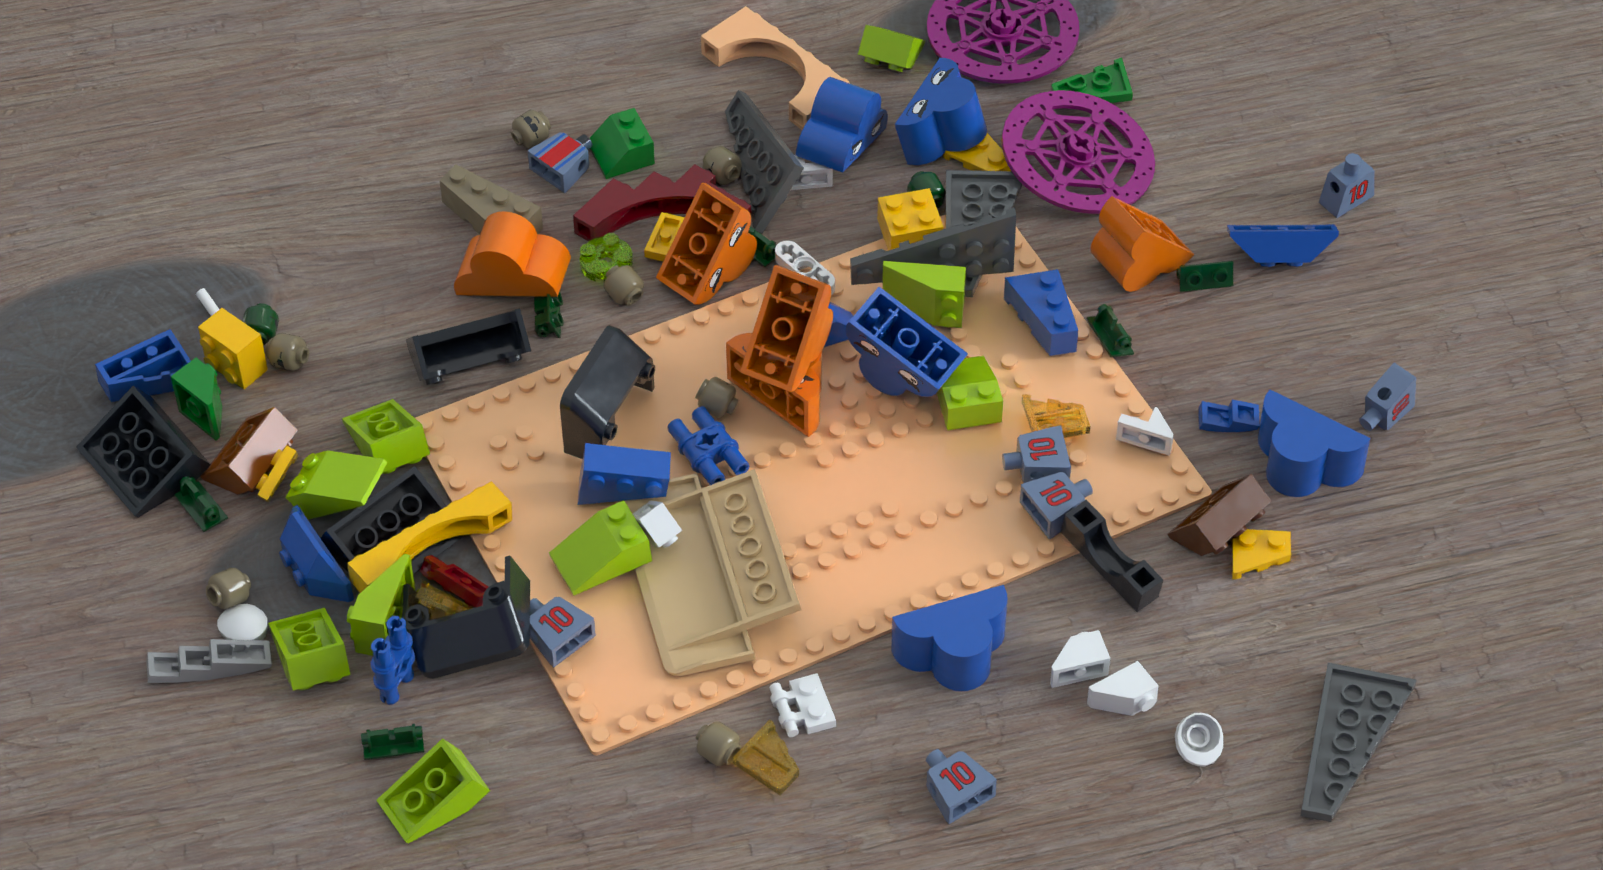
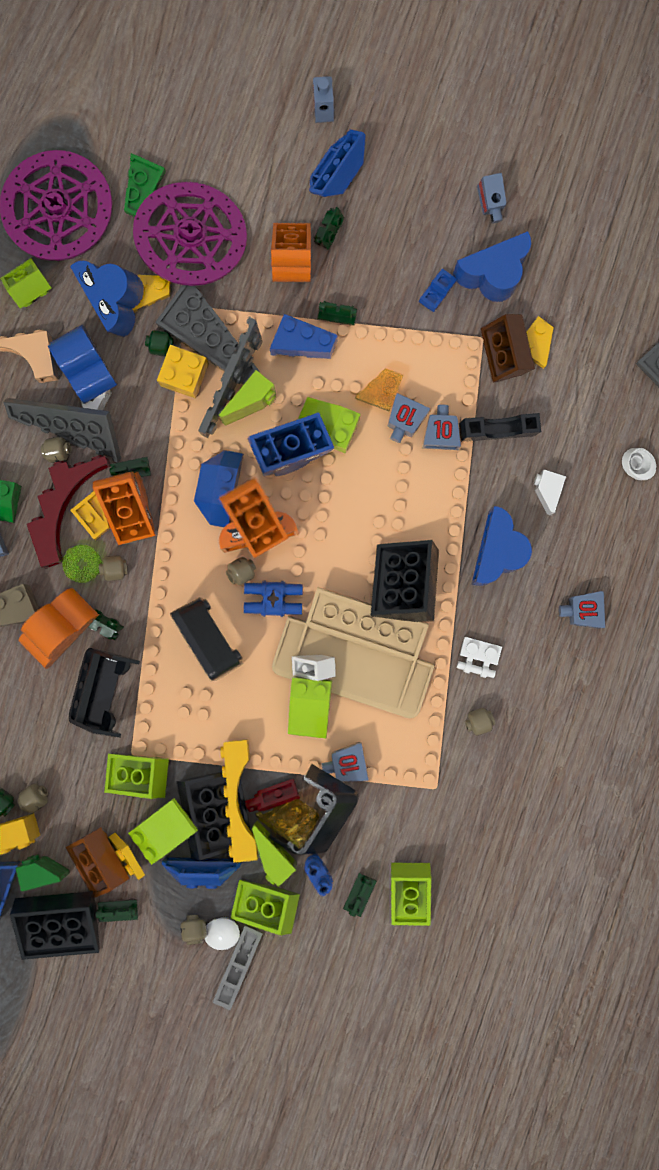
camera: 55 degrees left, 35 degrees up
(622, 474) = (269, 663): blue wedge -> none
(768, 759) = (504, 699): clear yellow wing -> none
(800, 259) = (160, 461): white beam -> none
(837, 556) = (405, 581): none -> black slope
(1124, 691) = (585, 479): white slope -> none
(1149, 435) = (430, 341): white slope -> none

